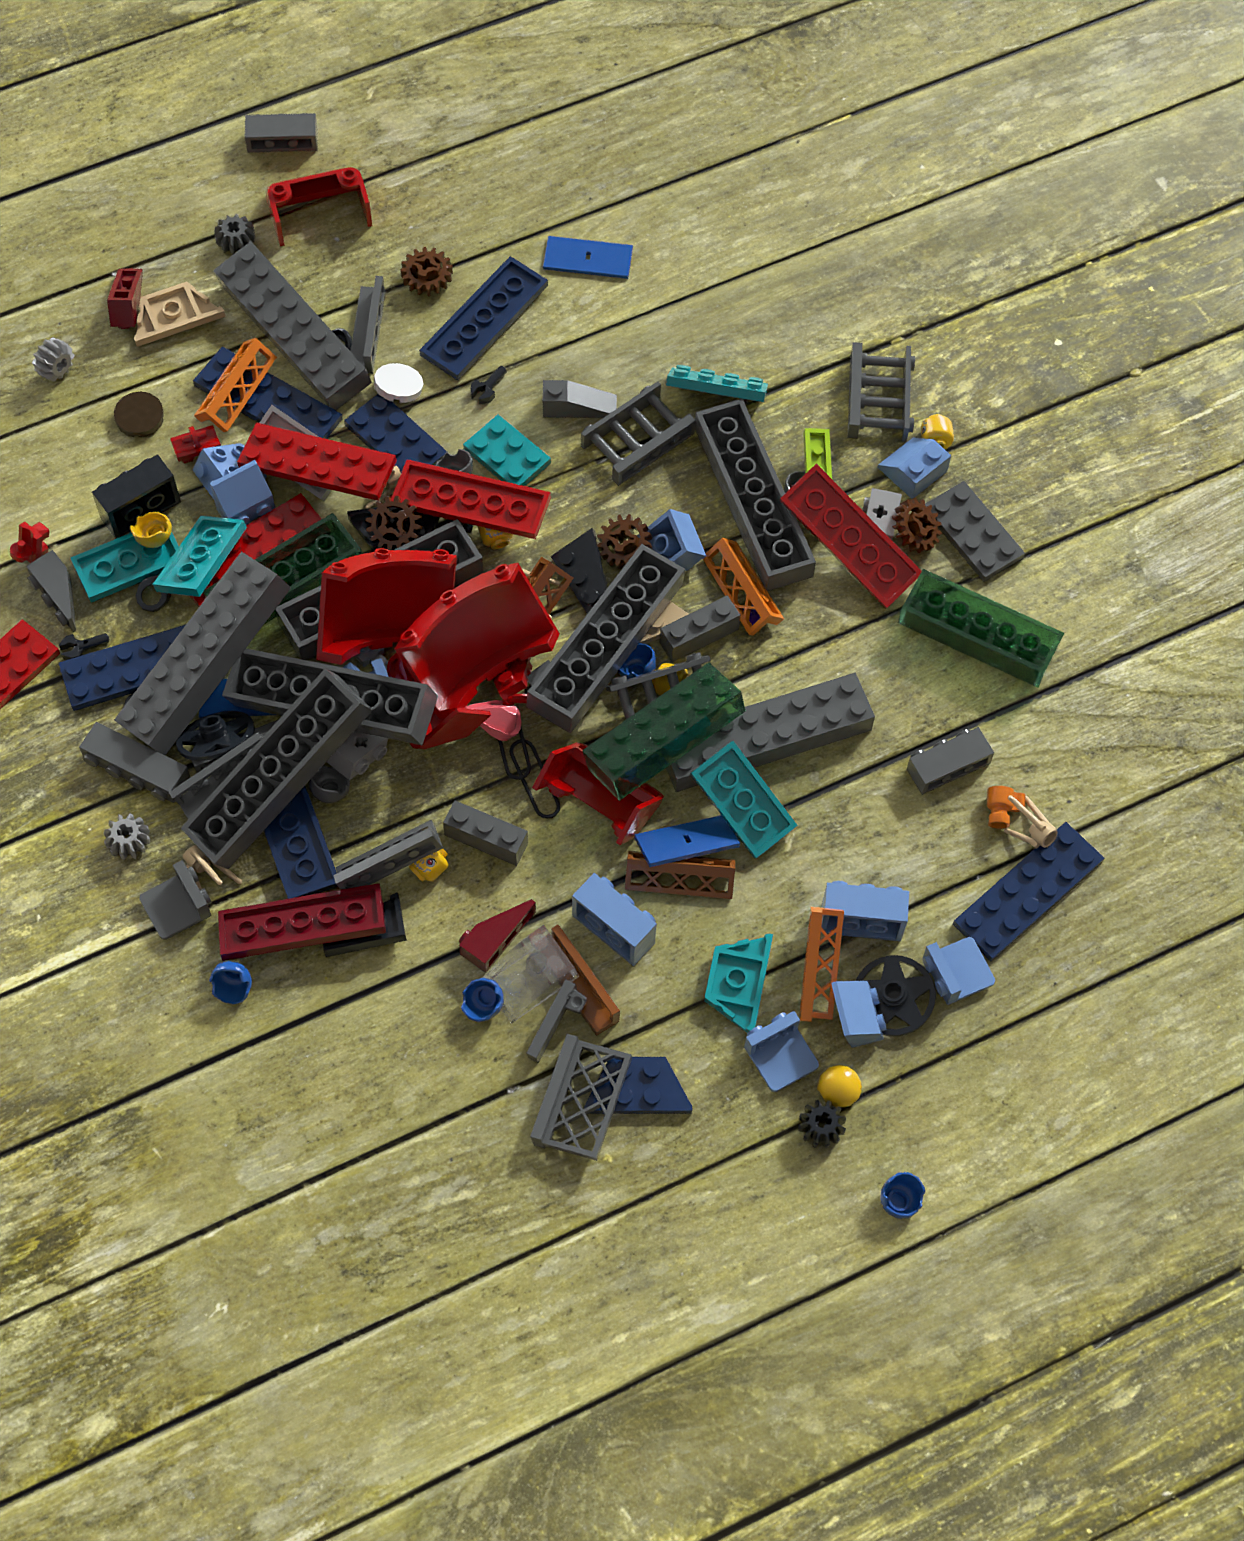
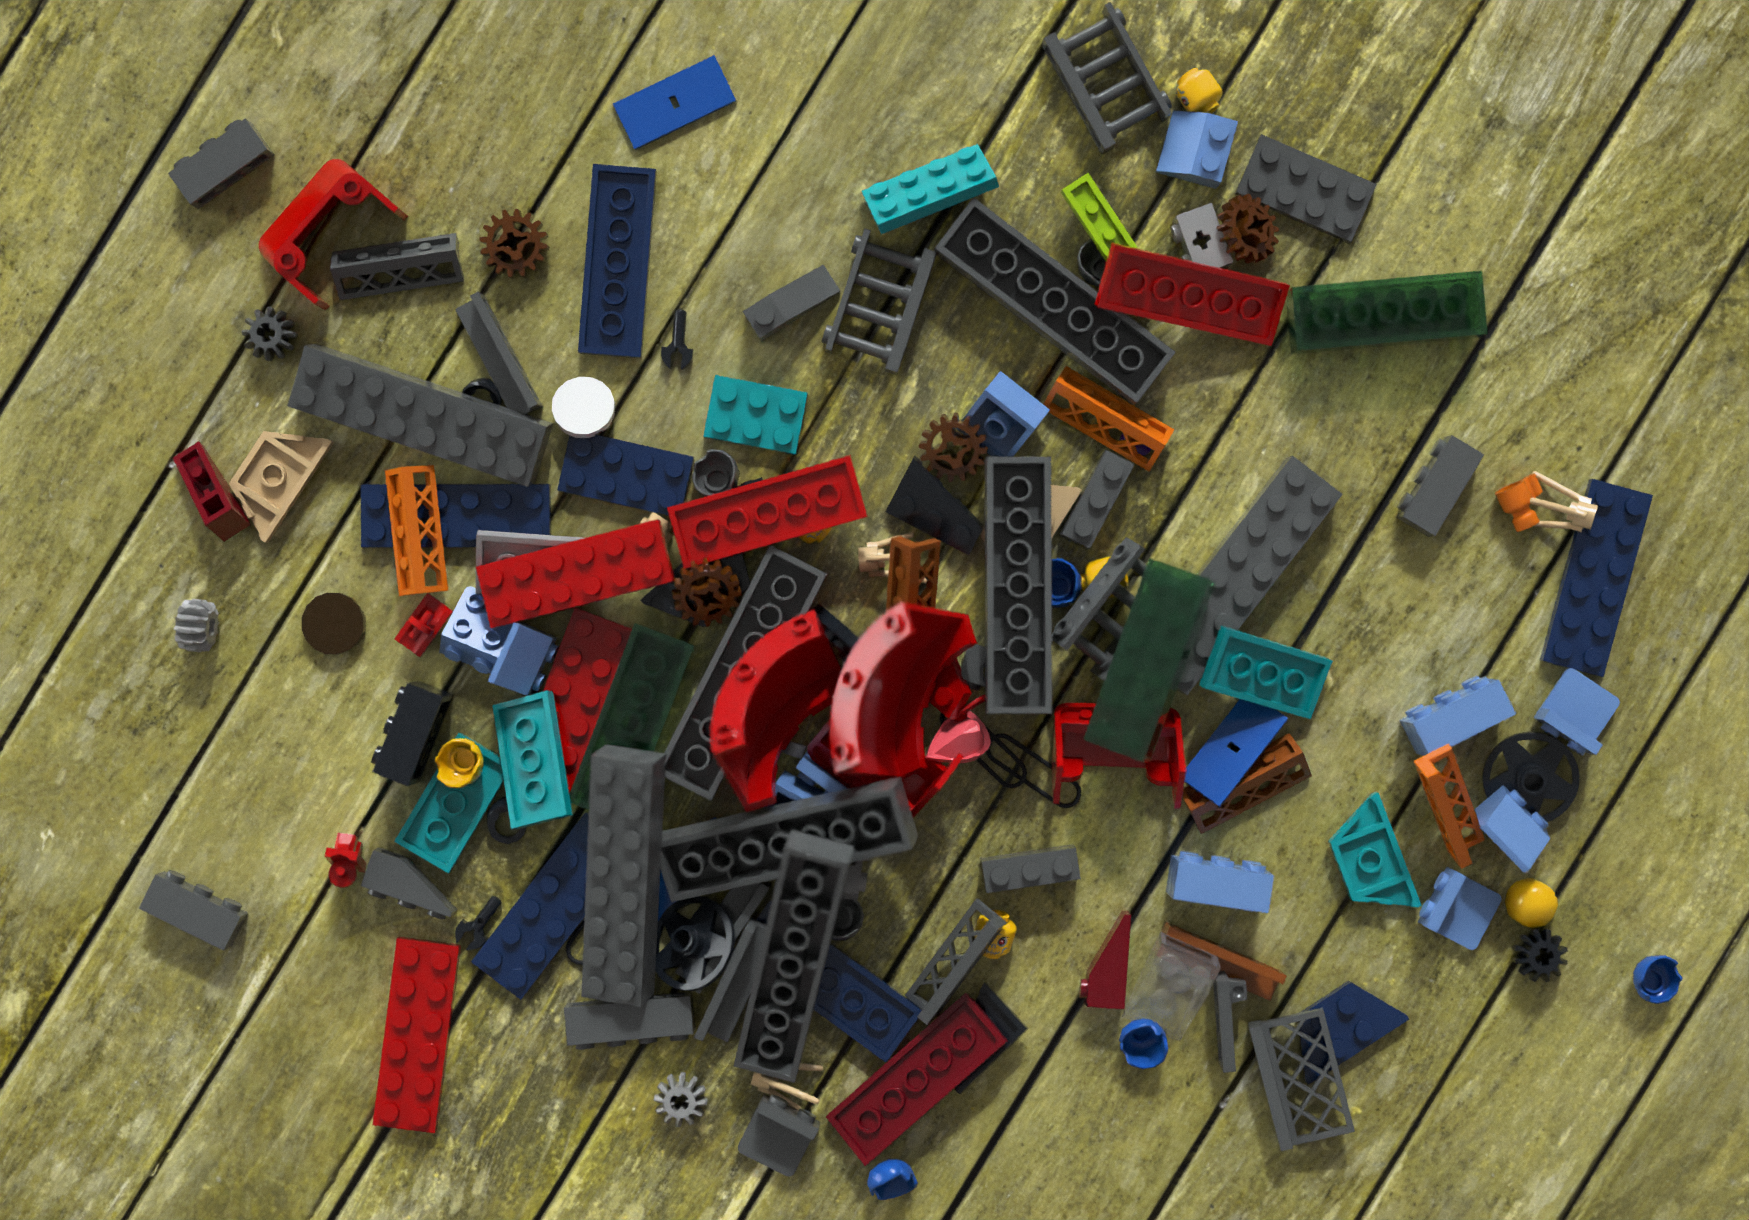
camera: 30 degrees left, 25 degrees up
(345, 236) = (394, 260): none -> dark grey fence

